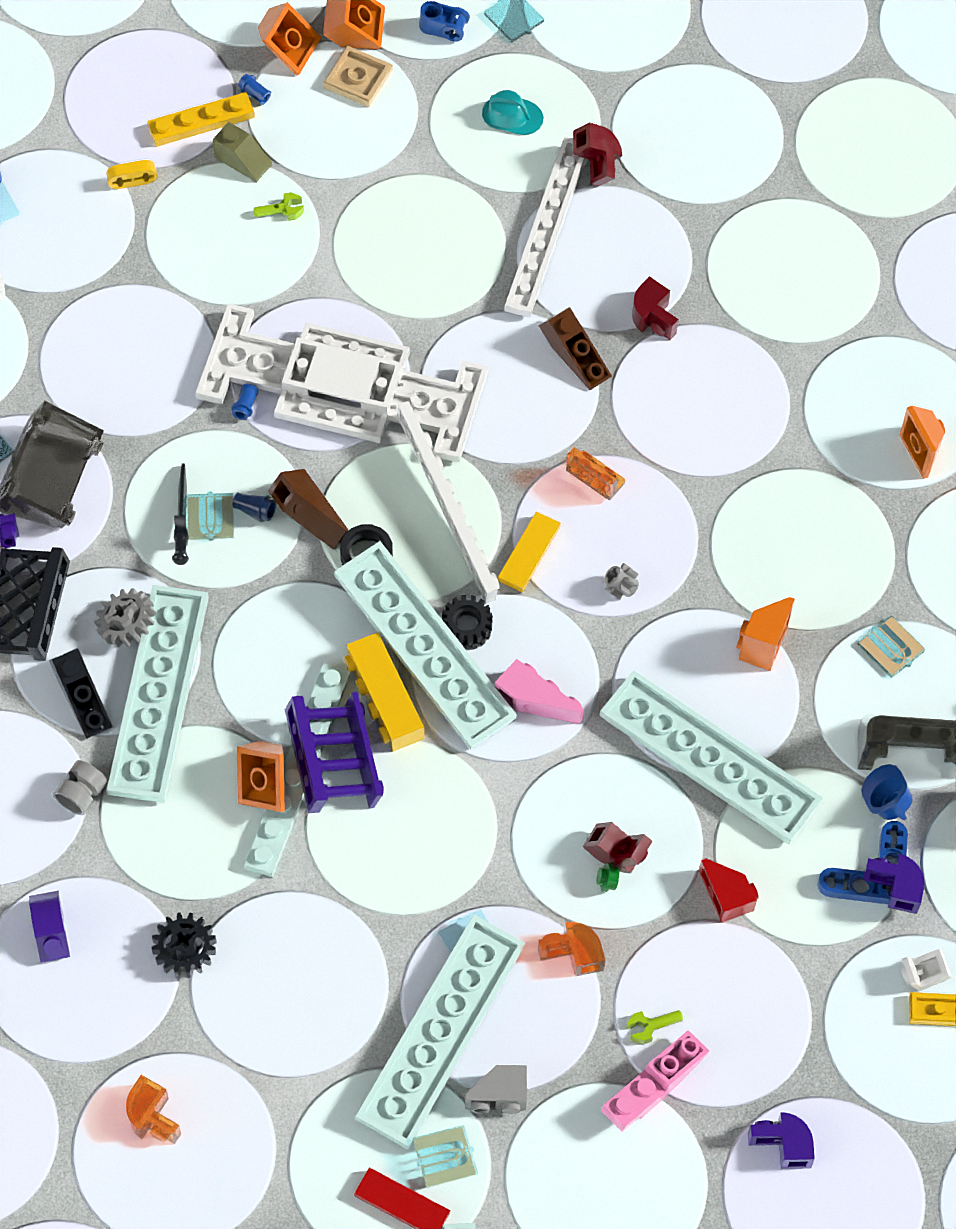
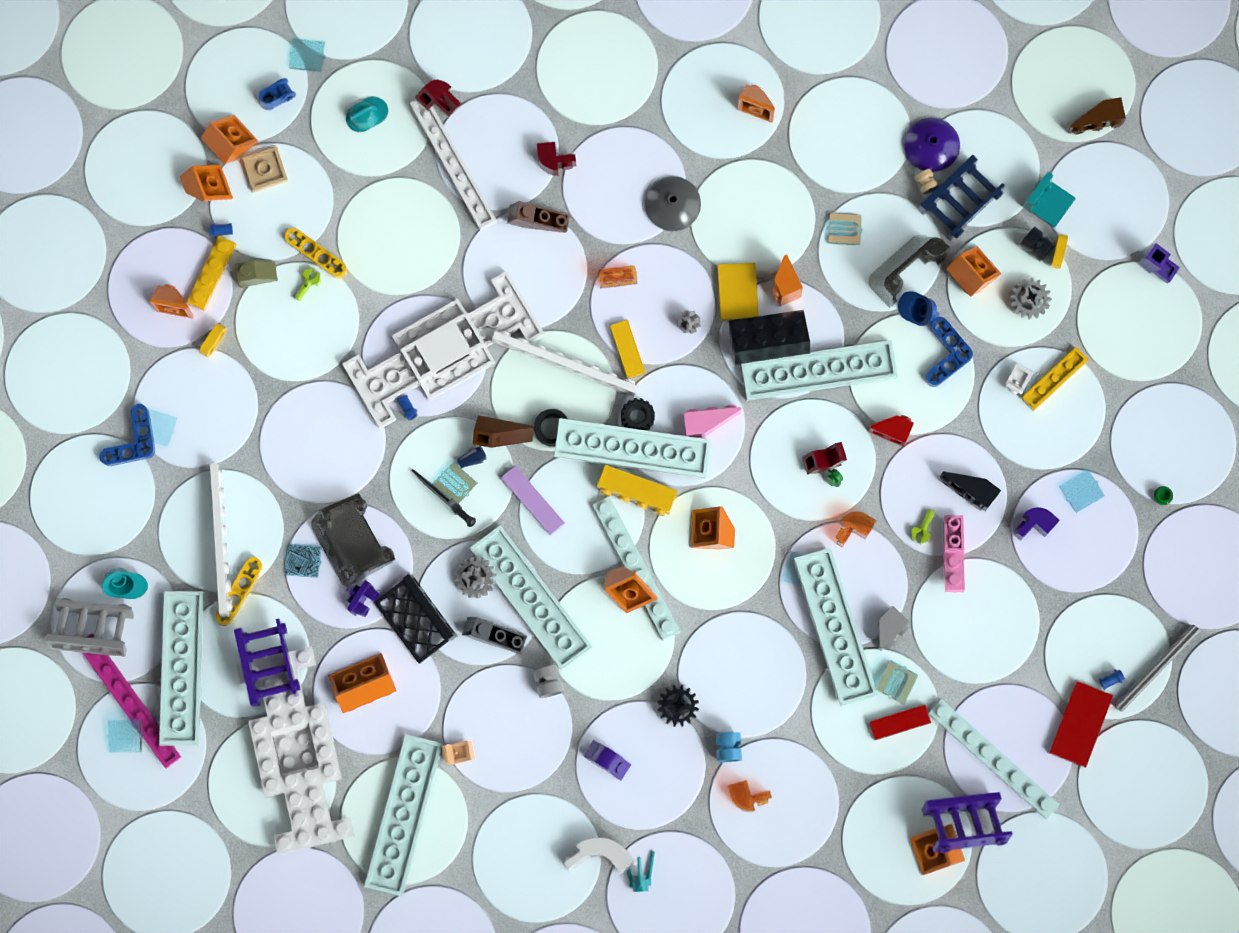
camera: 40 degrees left, 15 degrees up
(130, 104) = (169, 301): none -> orange slope
(189, 1037) = (728, 747): none -> dark azure wheel
(268, 604) = (533, 500): none -> lavender tile
(311, 767) = (647, 562): dark purple fence -> none
(320, 188) = (315, 253): none -> yellow beam
(419, 805) = (712, 529): none -> orange slope
(690, 670) = (769, 337): none -> black brick
(707, 602) = (737, 291): none -> yellow tile
(728, 472) = (668, 214): none -> dark grey dish
(754, 1038) = (976, 489): none -> black slope
(876, 1160) = (1082, 491): none -> clear light blue piece
(903, 877) = (971, 346): dark purple brick -> none

